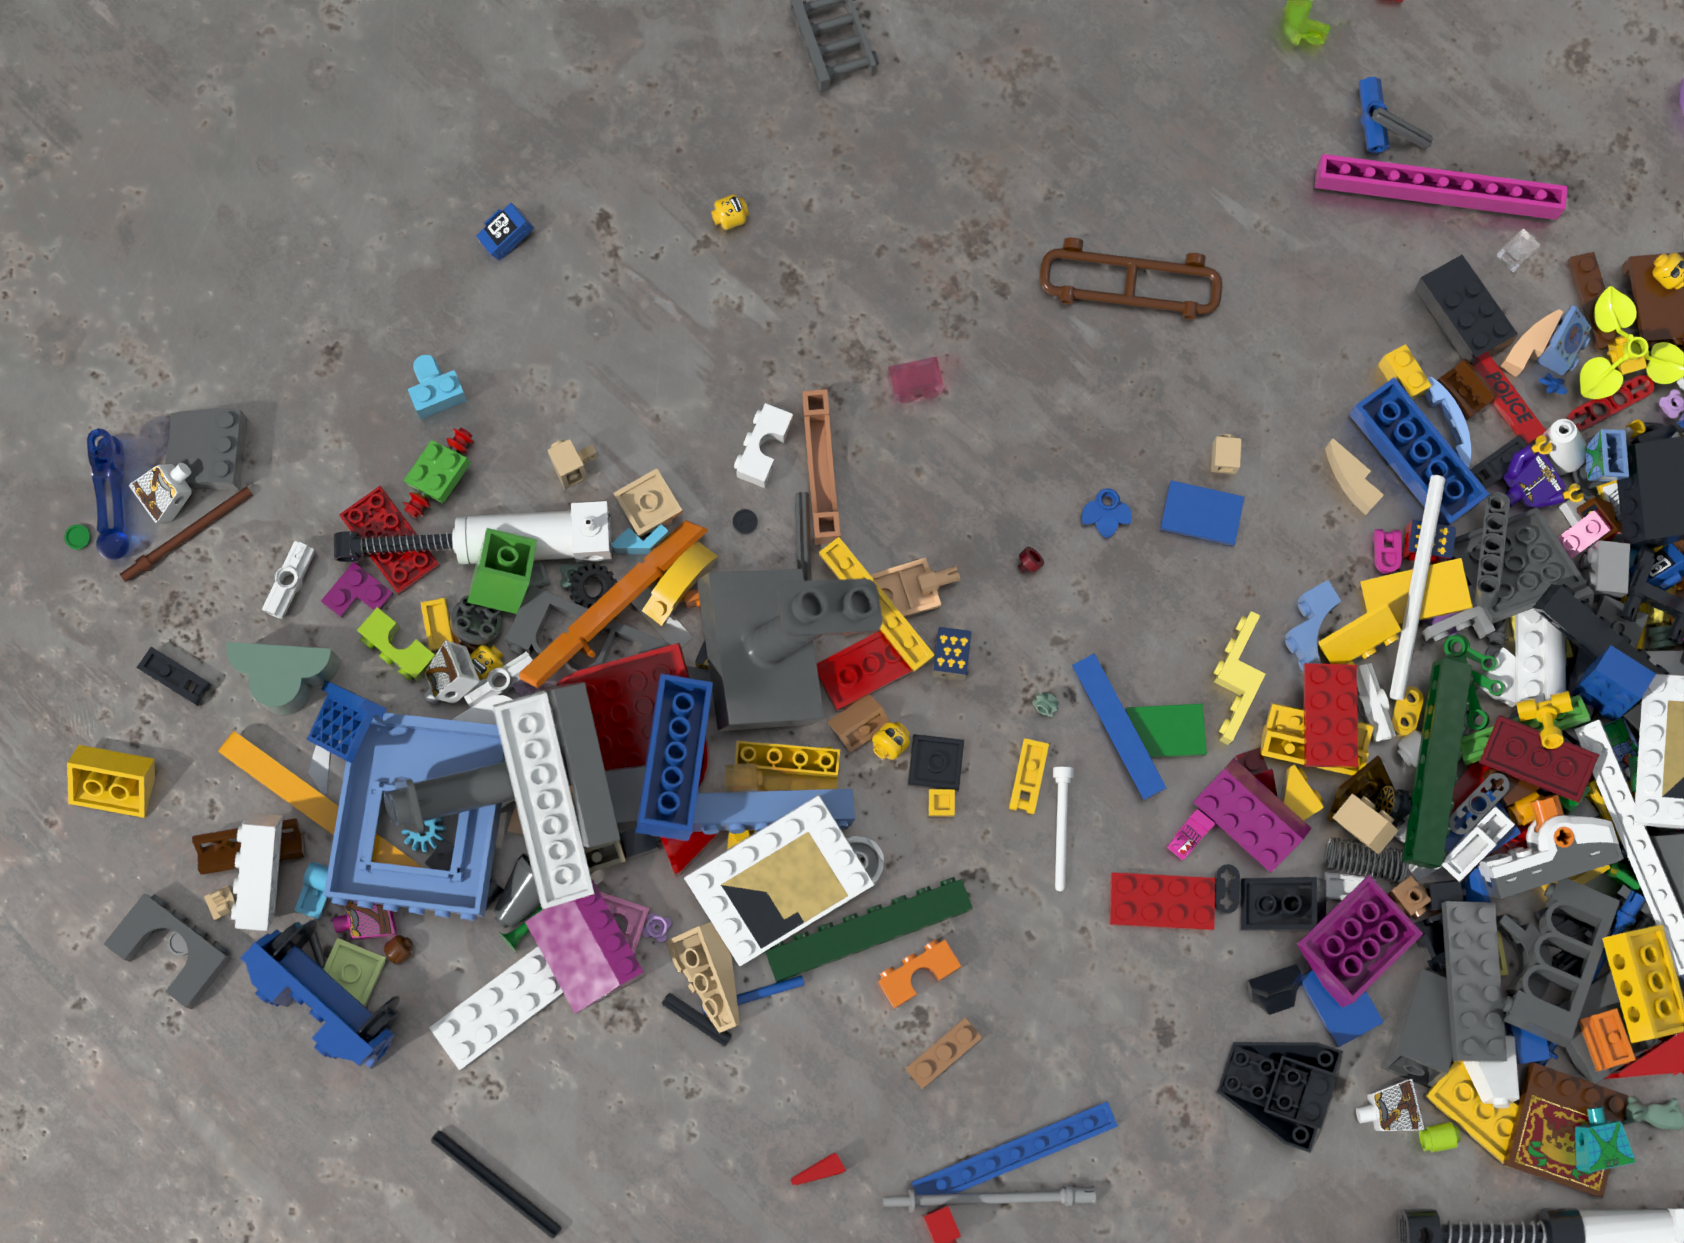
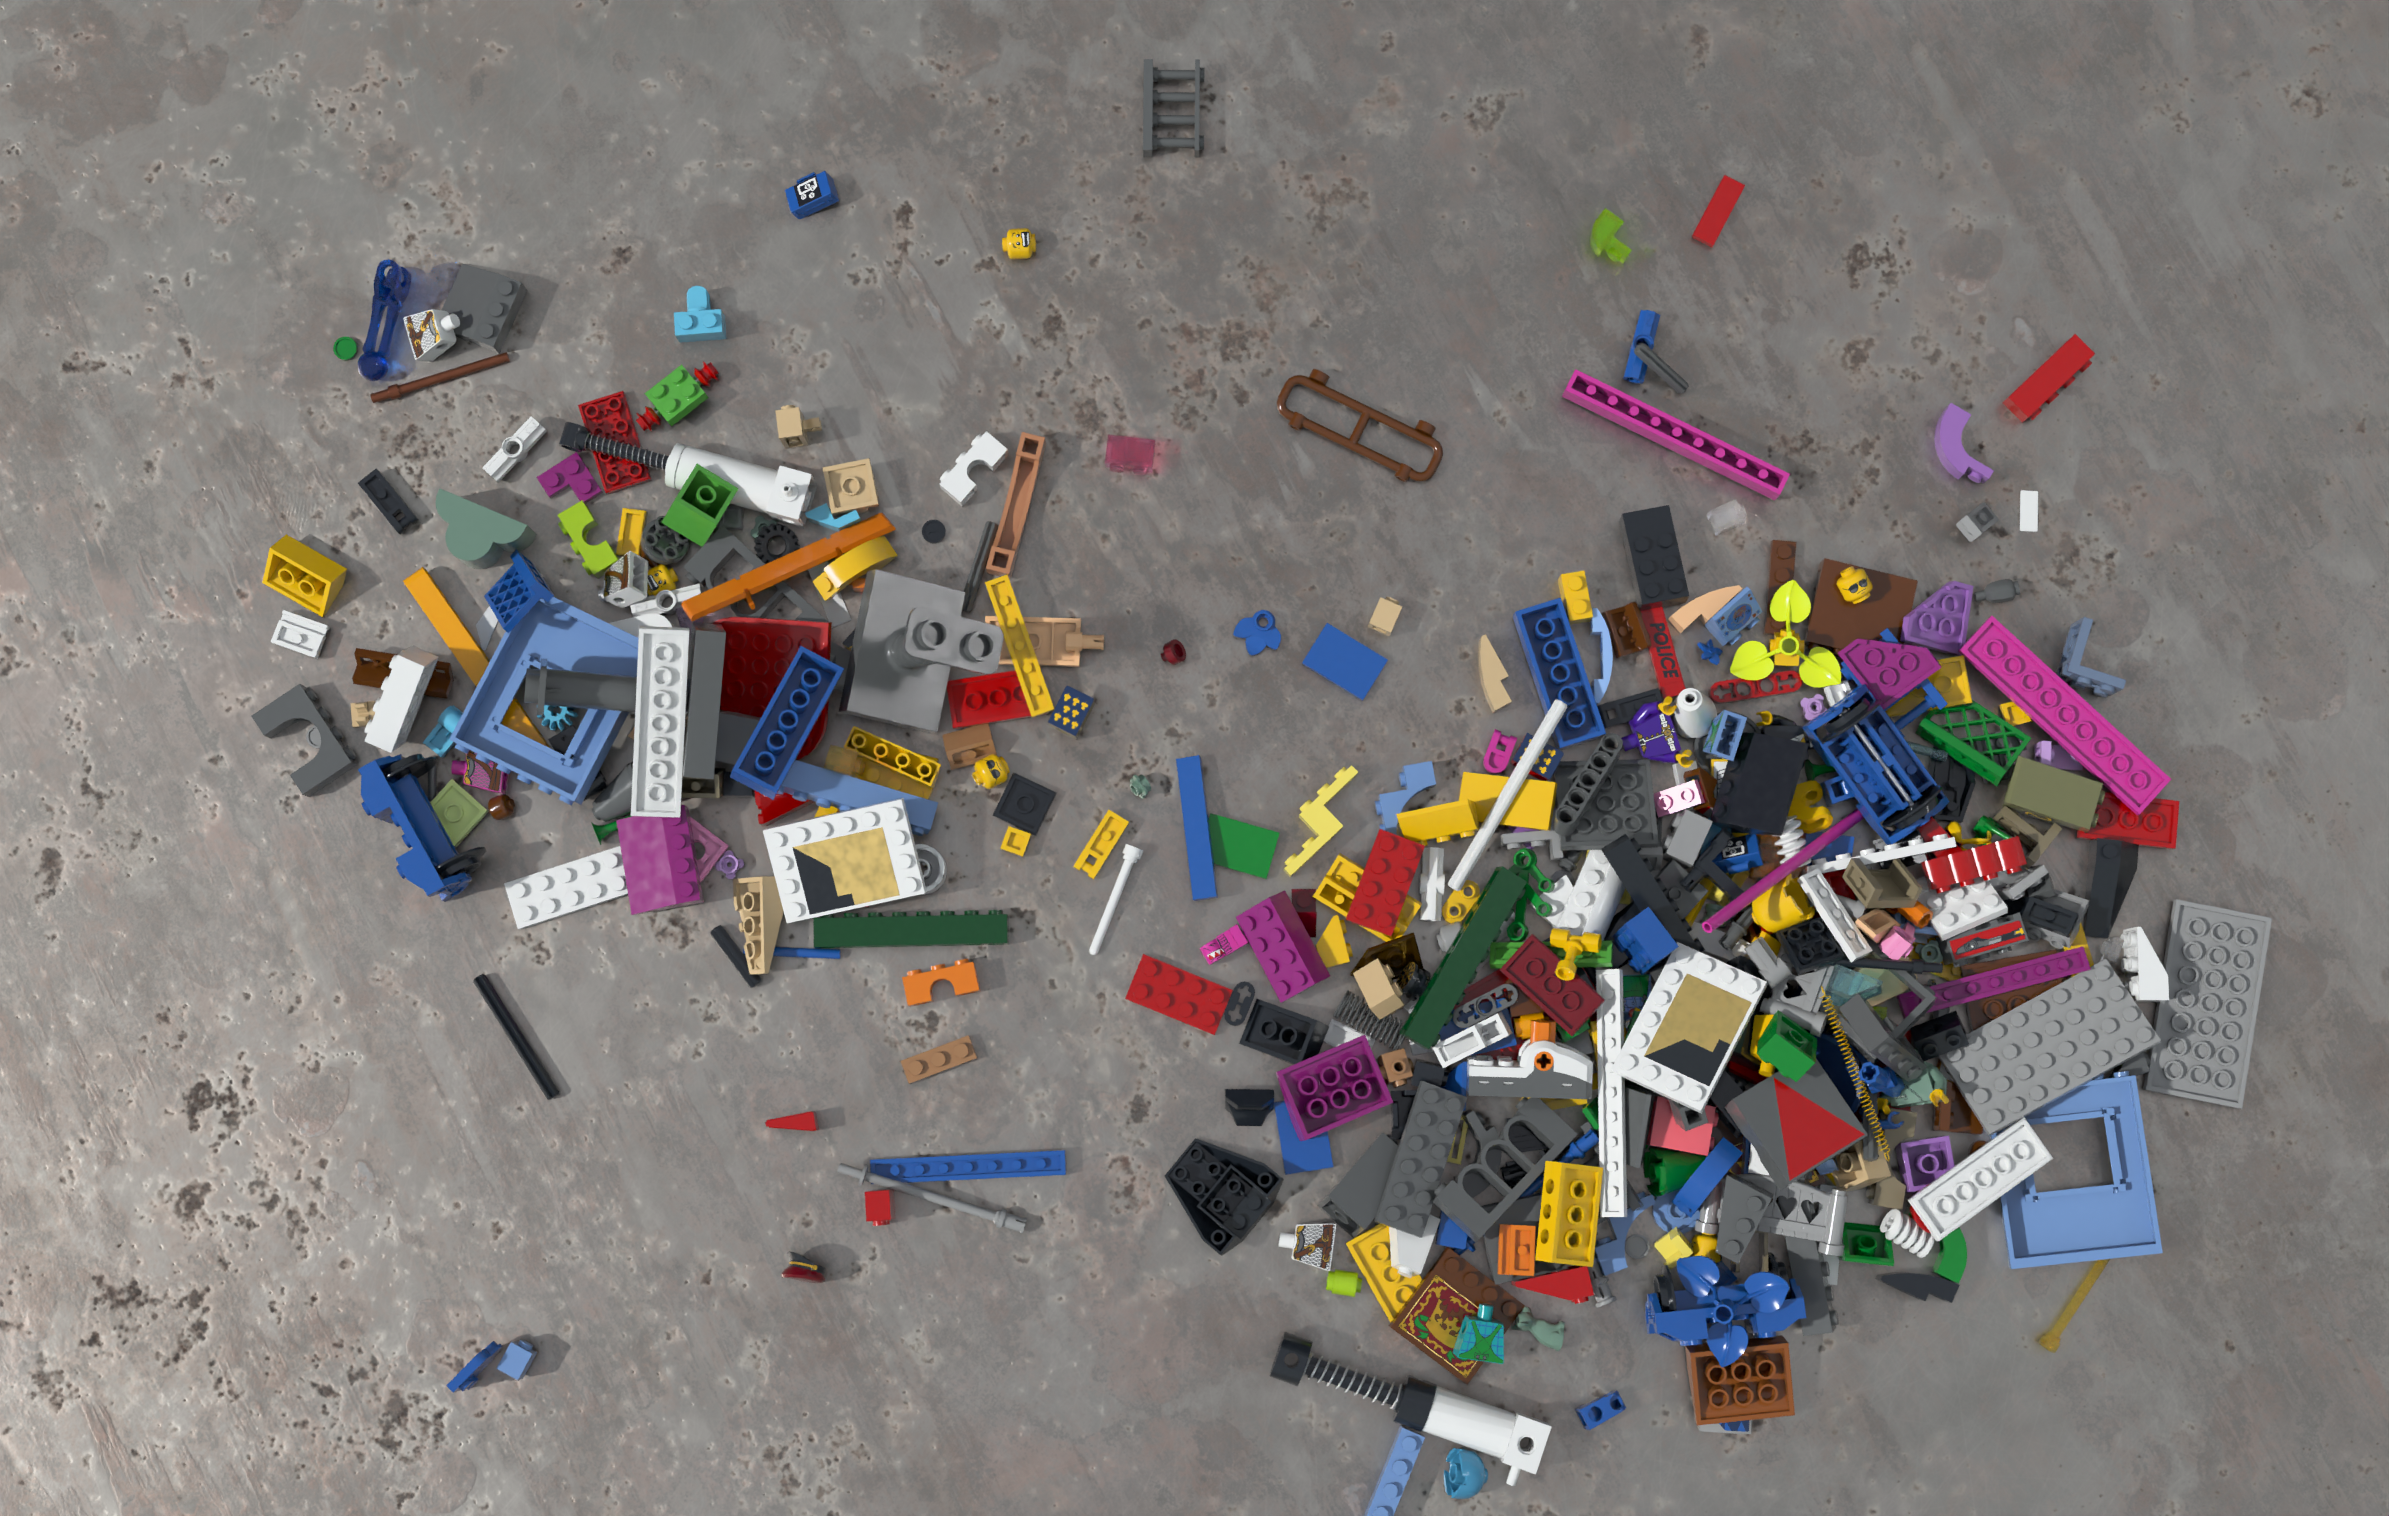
camera: 25 degrees right, 5 degrees up
(127, 843) = (300, 634): none -> white plate

